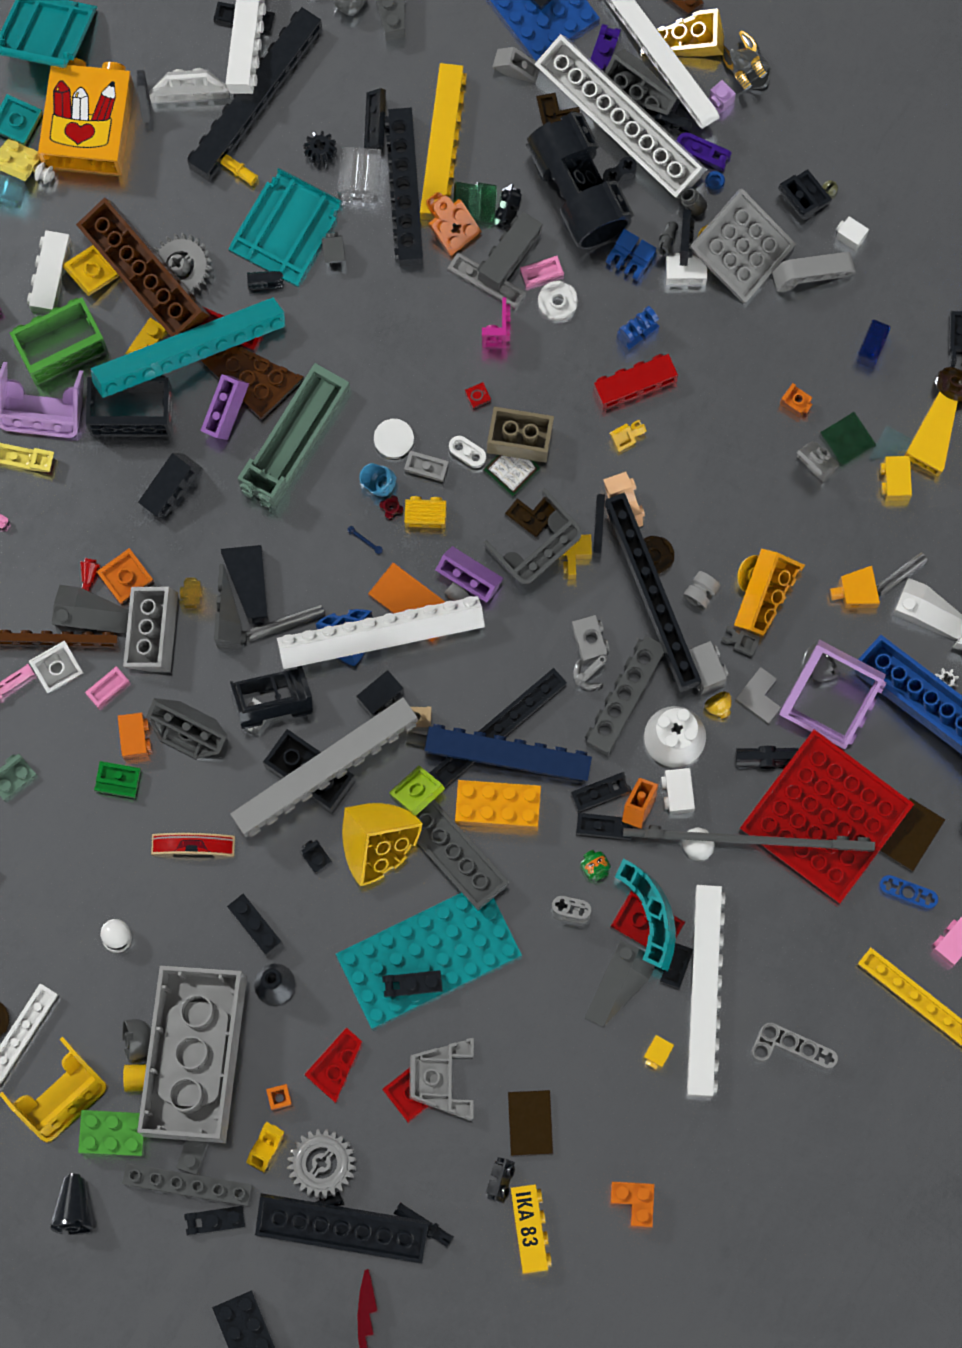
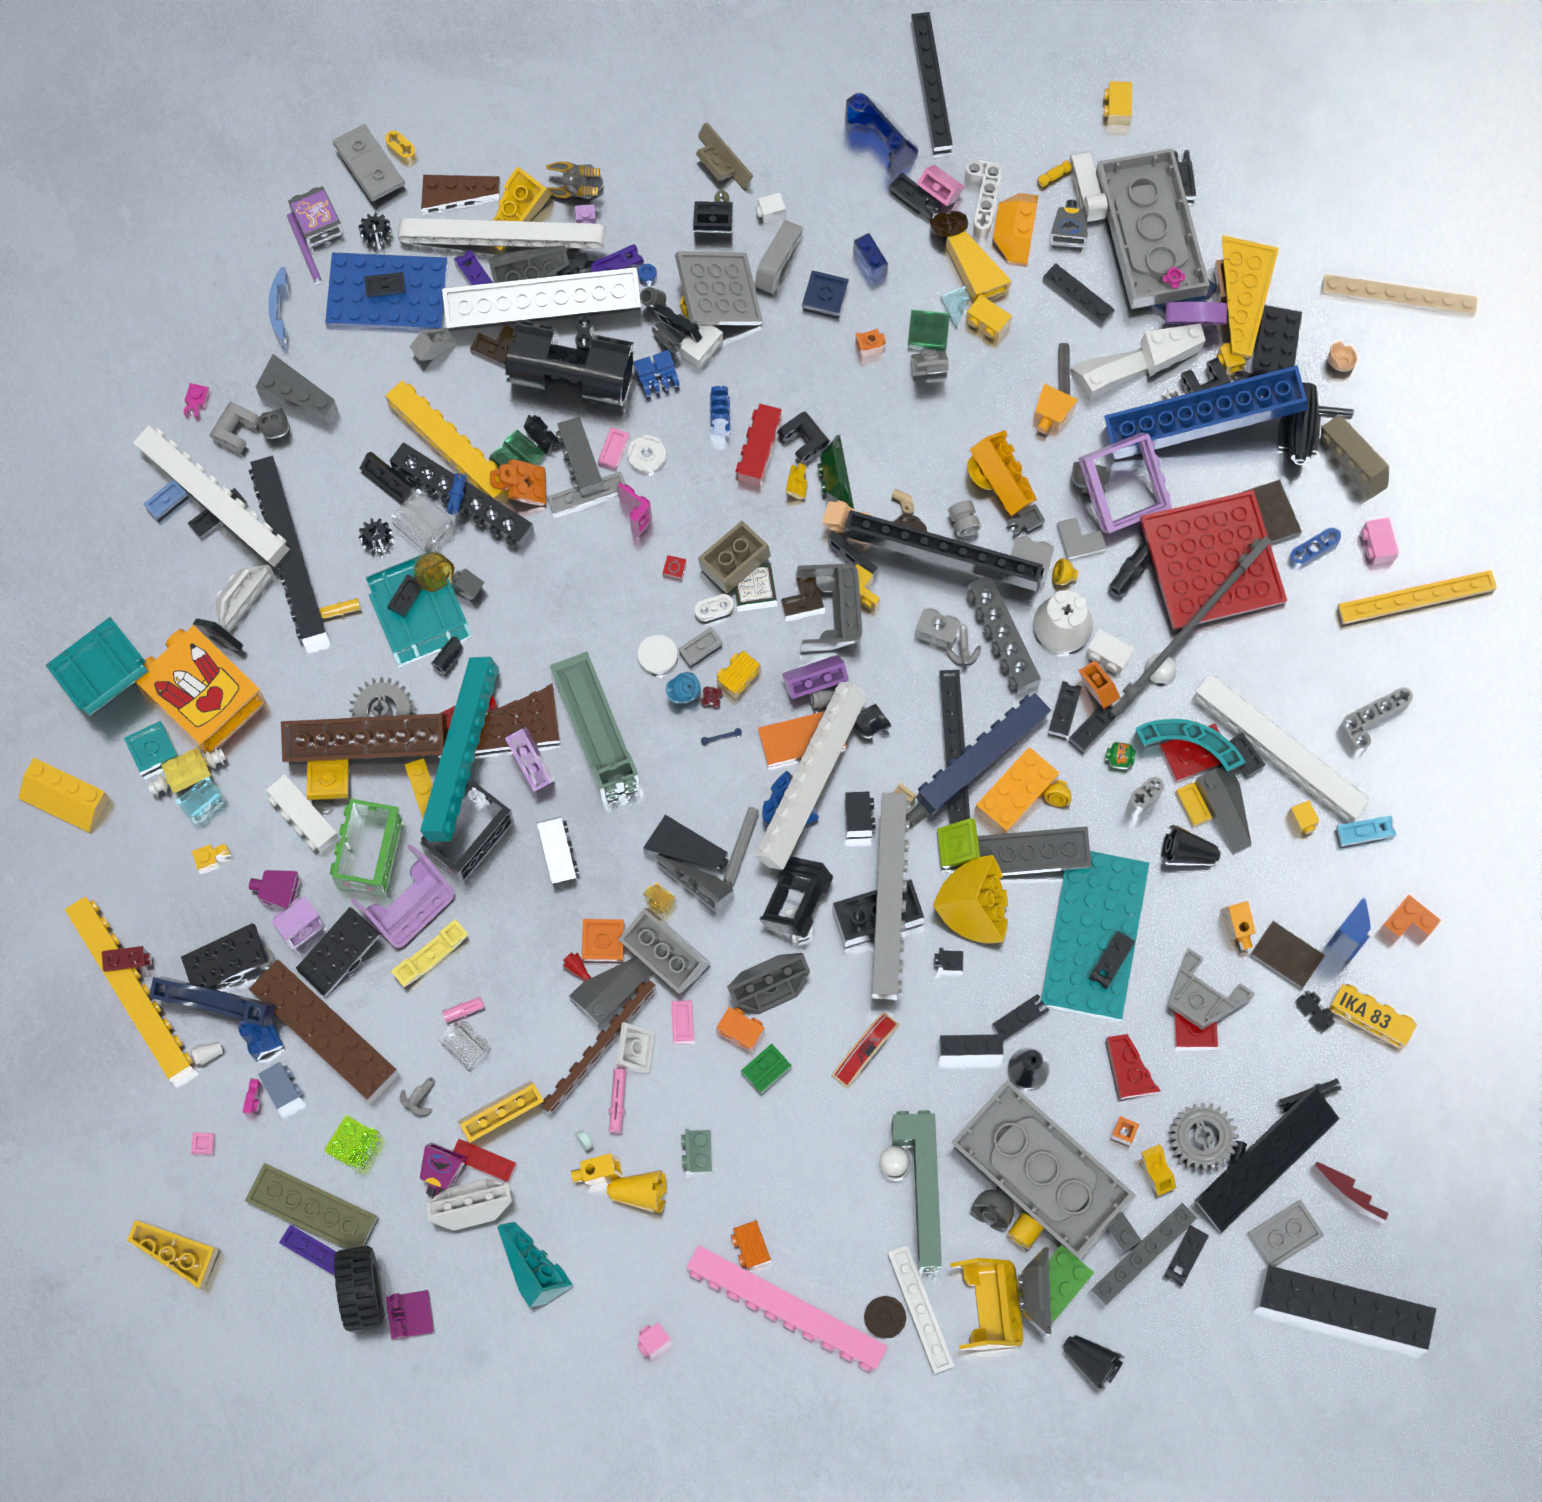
camera: 55 degrees left, 5 degrees down
(87, 1120) = (1036, 1292): none -> dark grey wedge
(151, 941) = (920, 1132): none -> sand green brick
(286, 210) = (405, 596): none -> black plate
(293, 1287) = (1285, 1234): none -> light grey tile
(310, 946) = (1020, 1018): none -> black hinge
(320, 214) = (433, 571): none -> clear yellow cylinder
(398, 181) = (456, 494): none -> blue pin
(469, 640) = (870, 721): none -> black helmet
(523, 839) = (1058, 794): none -> yellow brick
(529, 1057) = (1239, 915): none -> light orange torso
(556, 978) = (1186, 848): none -> black cone
(578, 1157) = (1351, 934): none -> blue slope
(601, 955) = (1193, 804): none -> yellow tile
(657, 460) = (834, 473): none -> dark green wedge
(680, 412) = (810, 430): none -> black connector
(682, 531) = (905, 499): none -> tan arm
(687, 1111) = (1365, 831): none -> medium azure plate
(812, 333) = (825, 293): none -> dark blue plate
(861, 160) = (720, 158): none -> dark tan bracket

